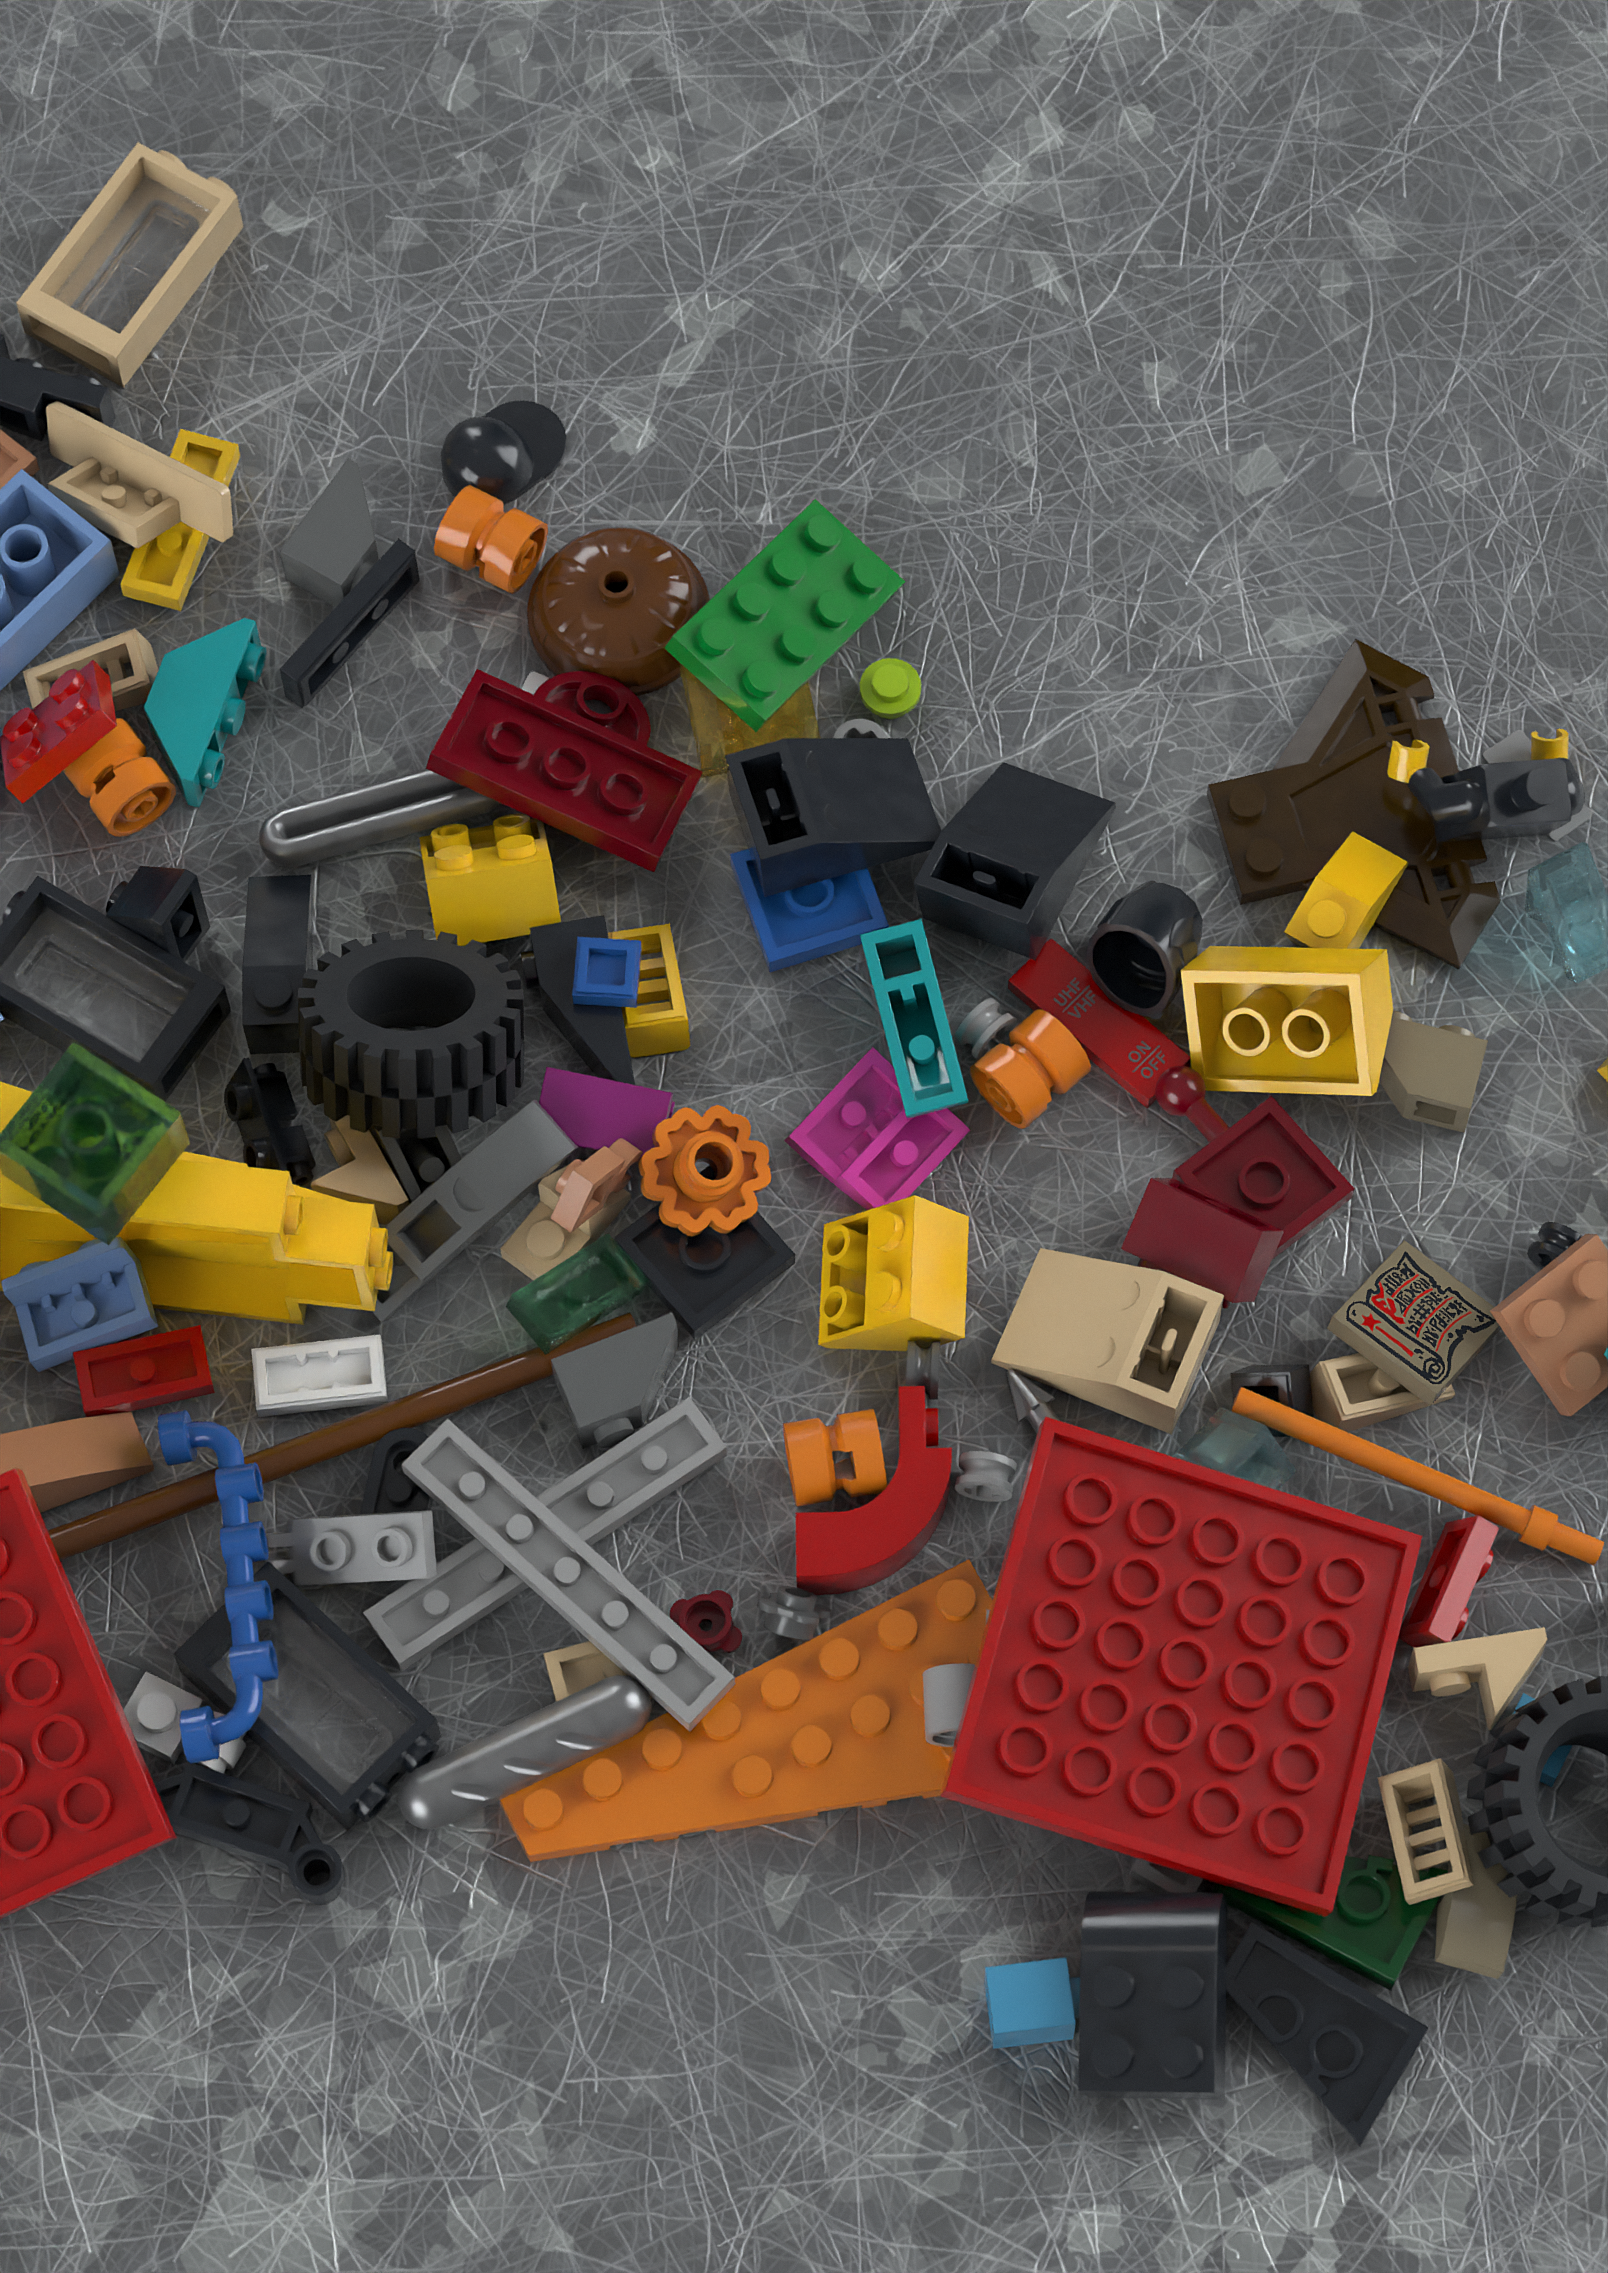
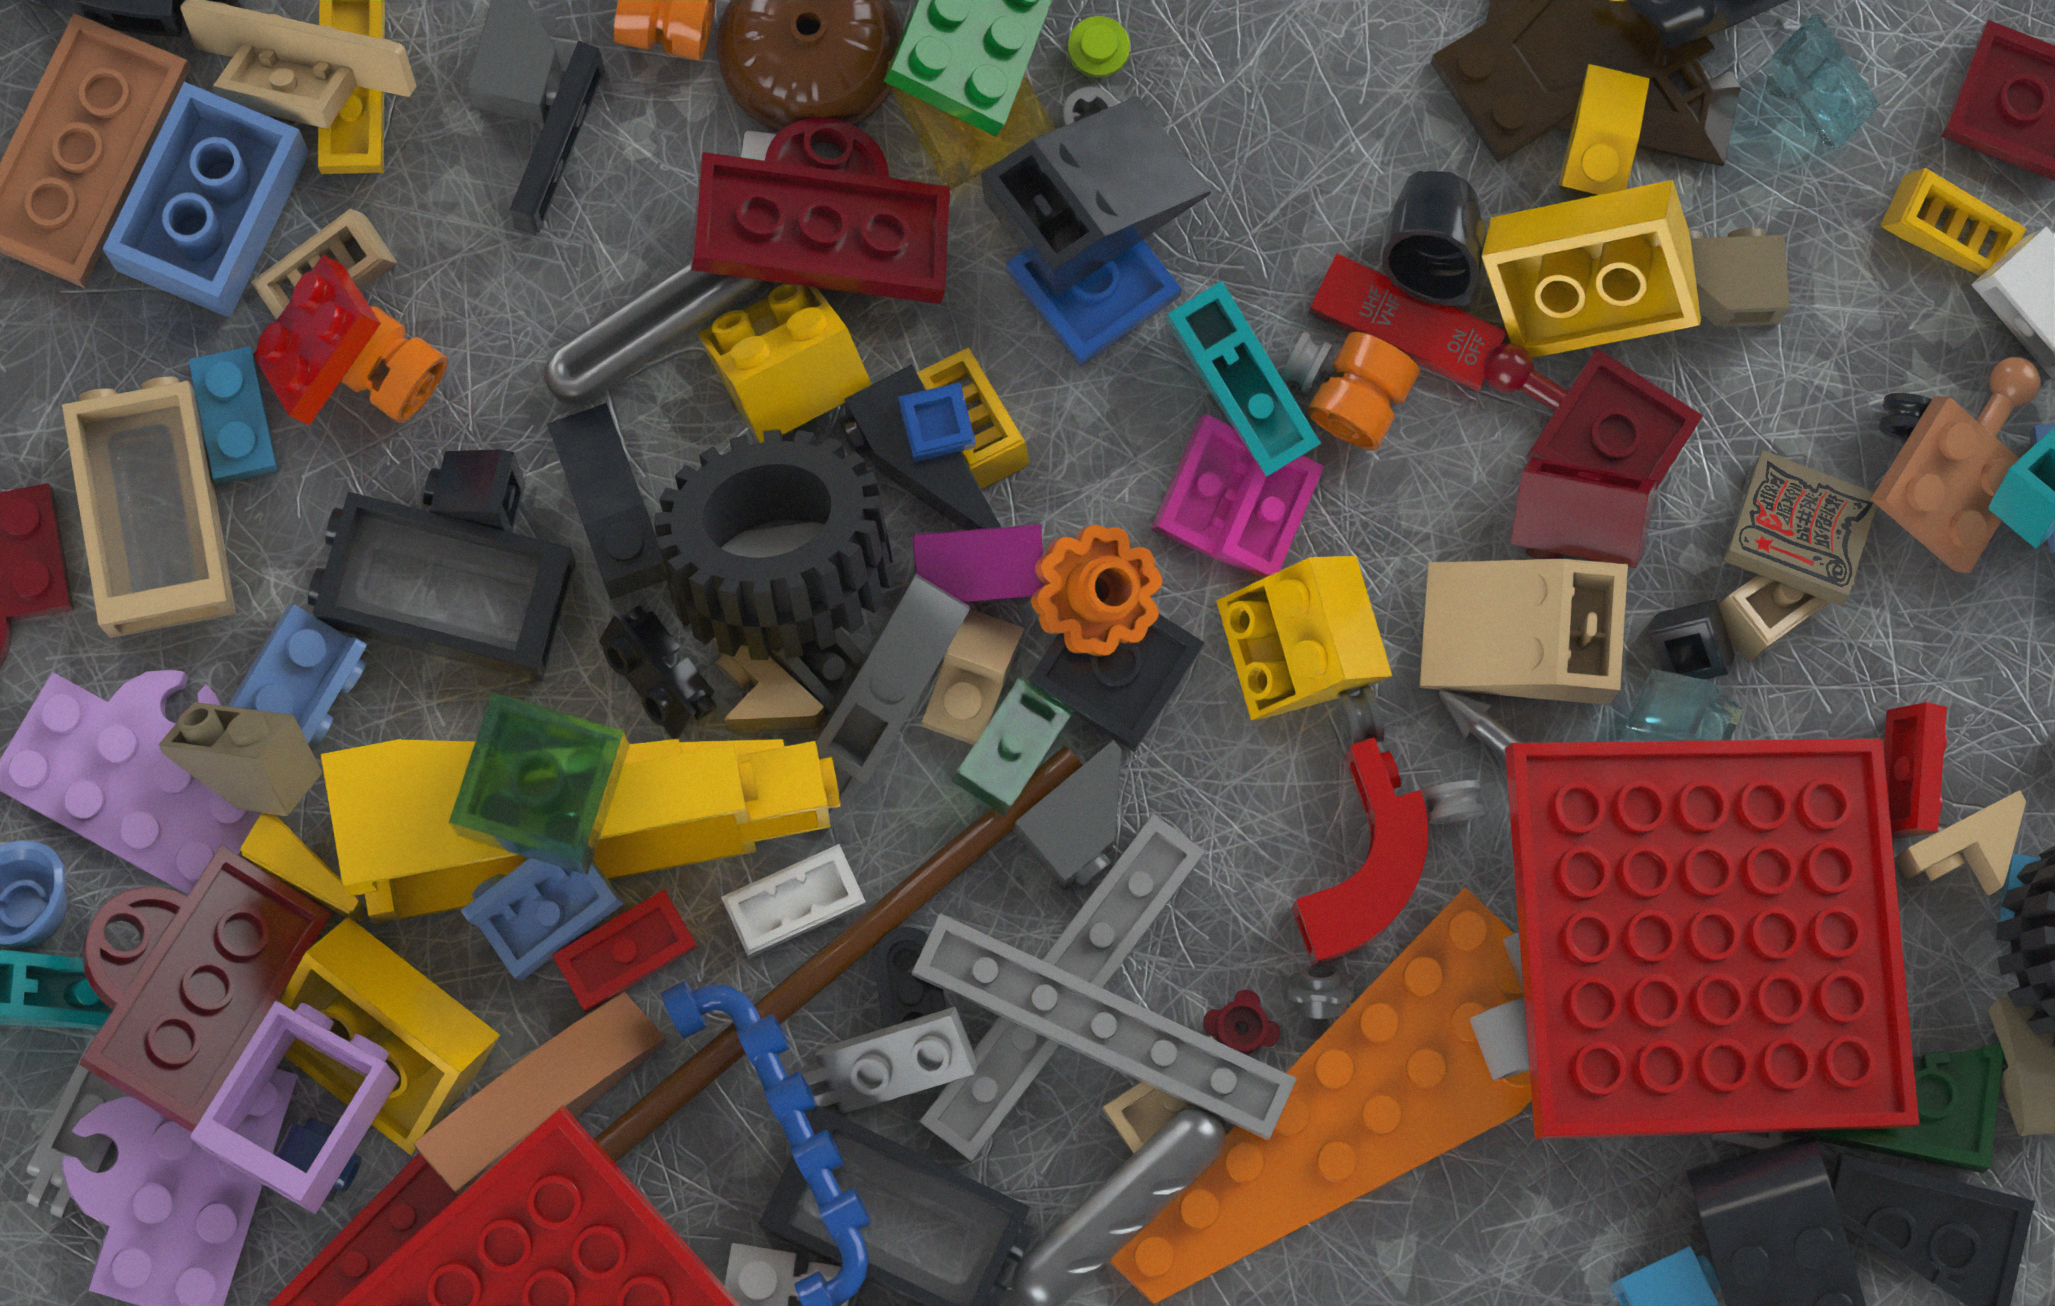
camera: 25 degrees left, 10 degrees up
(201, 702) = (438, 265): teal slope -> none
(588, 1183) = (996, 643): nougat plate -> none
(811, 1461) = (1309, 830): orange wheel -> none
(1011, 859) = (1277, 185): black slope -> none
(1412, 1786) = (1947, 973): tan slope -> none
(1535, 1526) = (1968, 689): orange bar -> none

